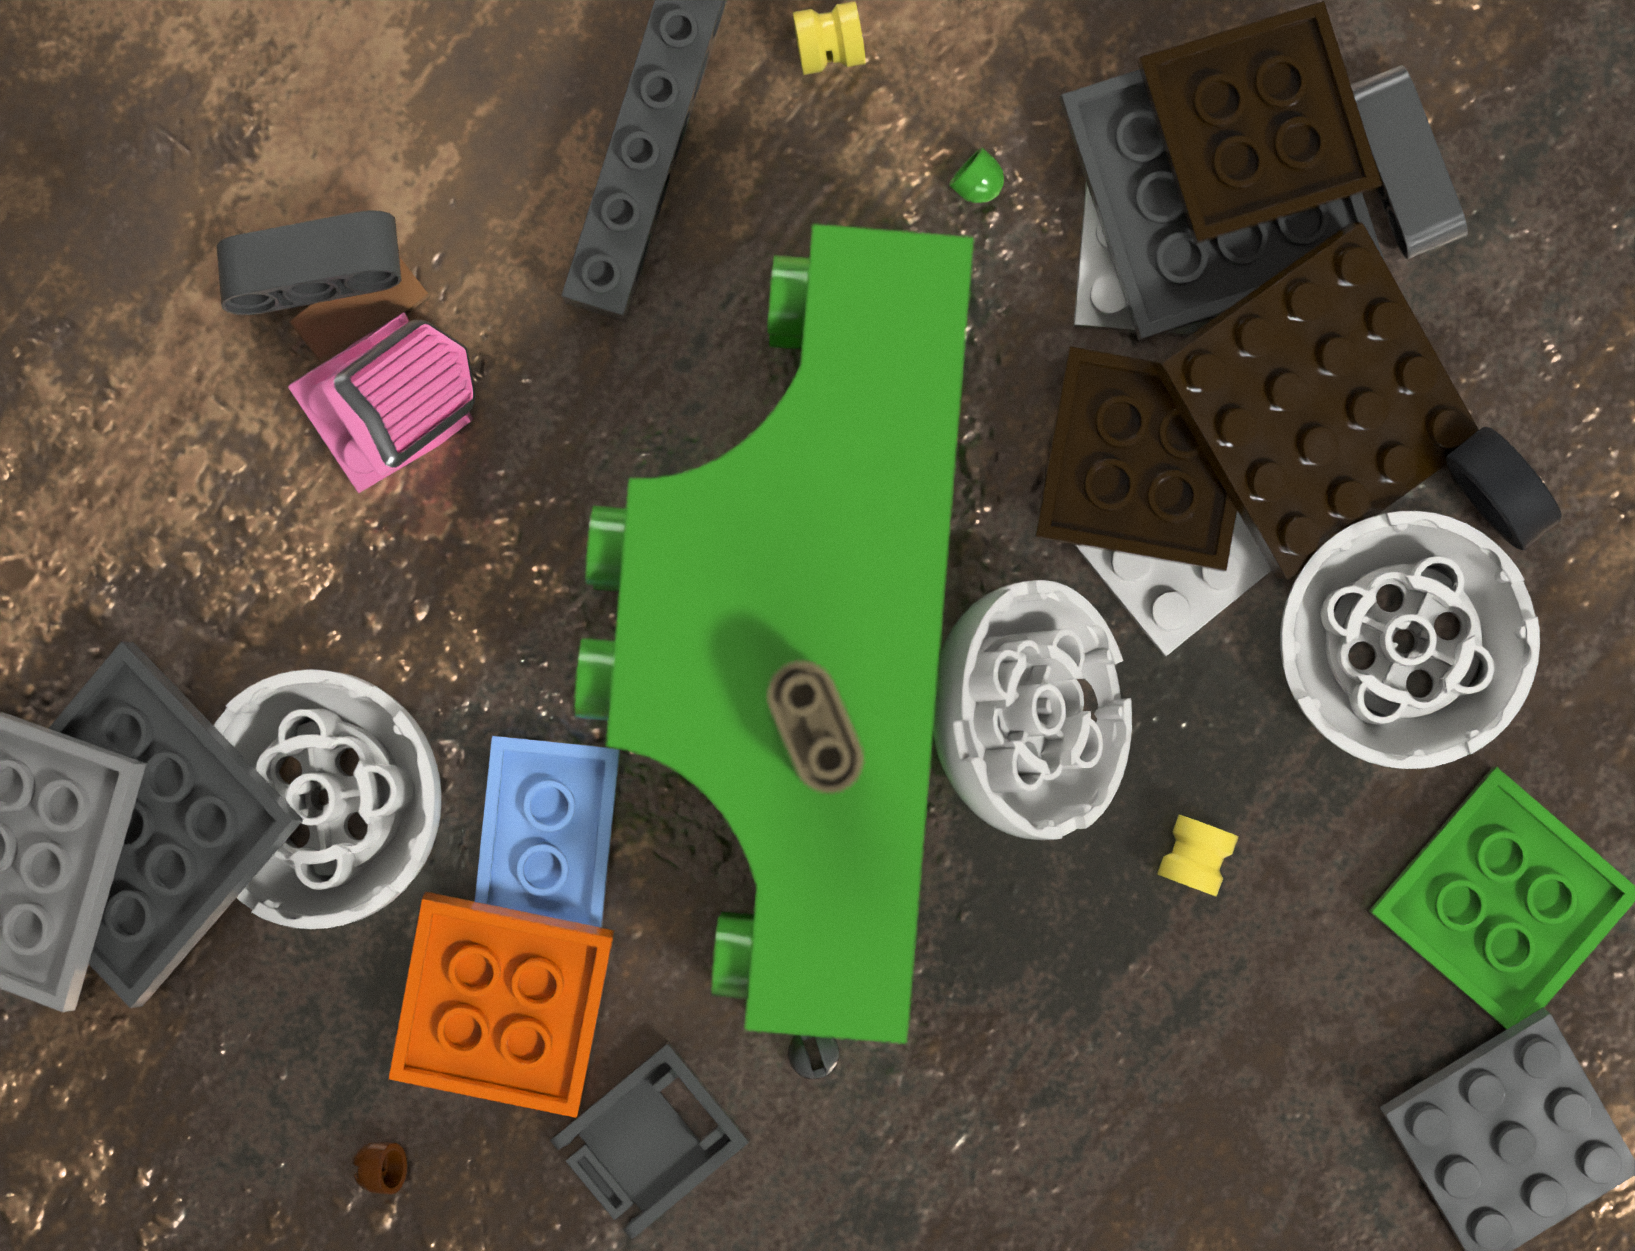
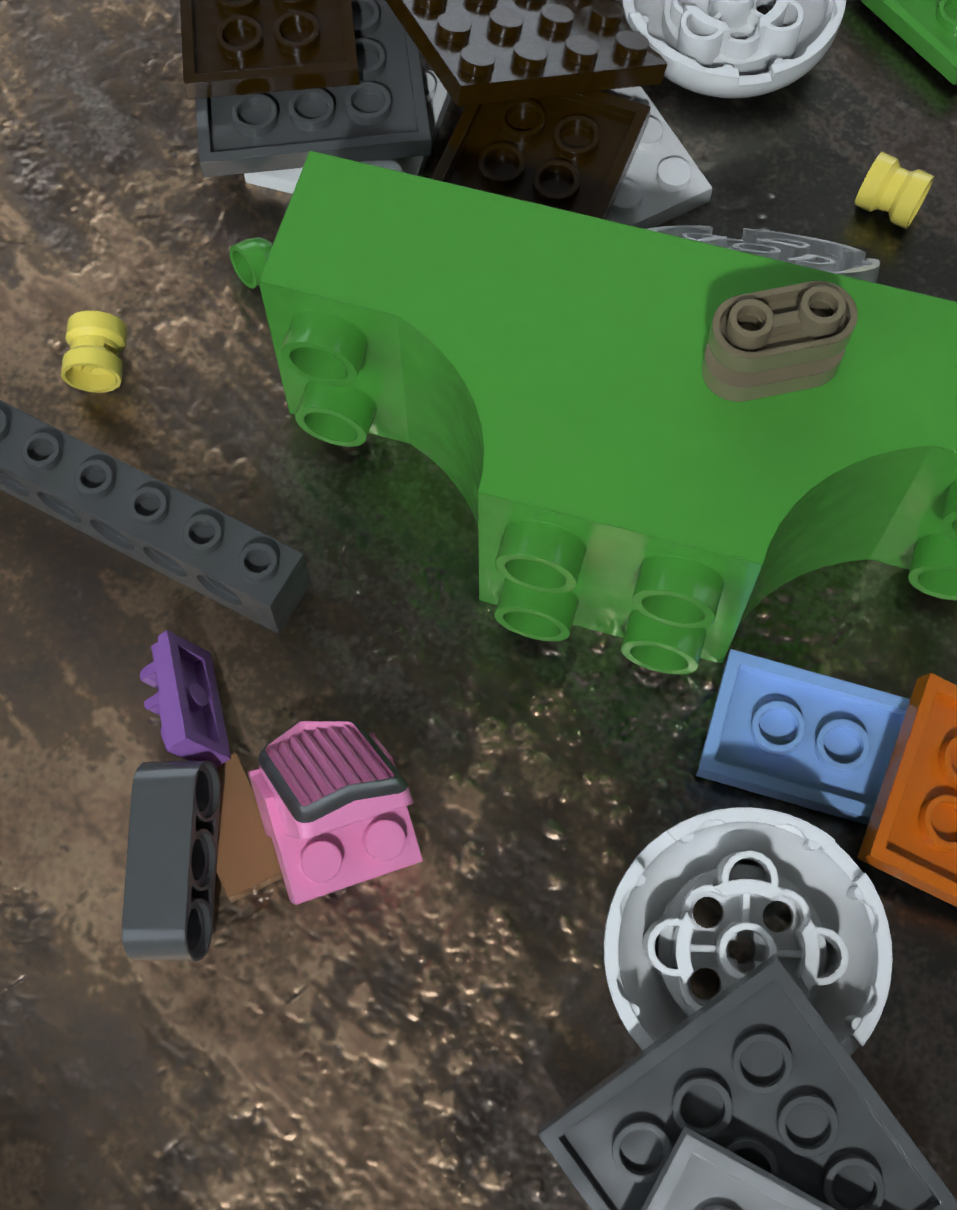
camera: 75 degrees left, 20 degrees down
(464, 237) = (186, 700): none -> medium lavender plate

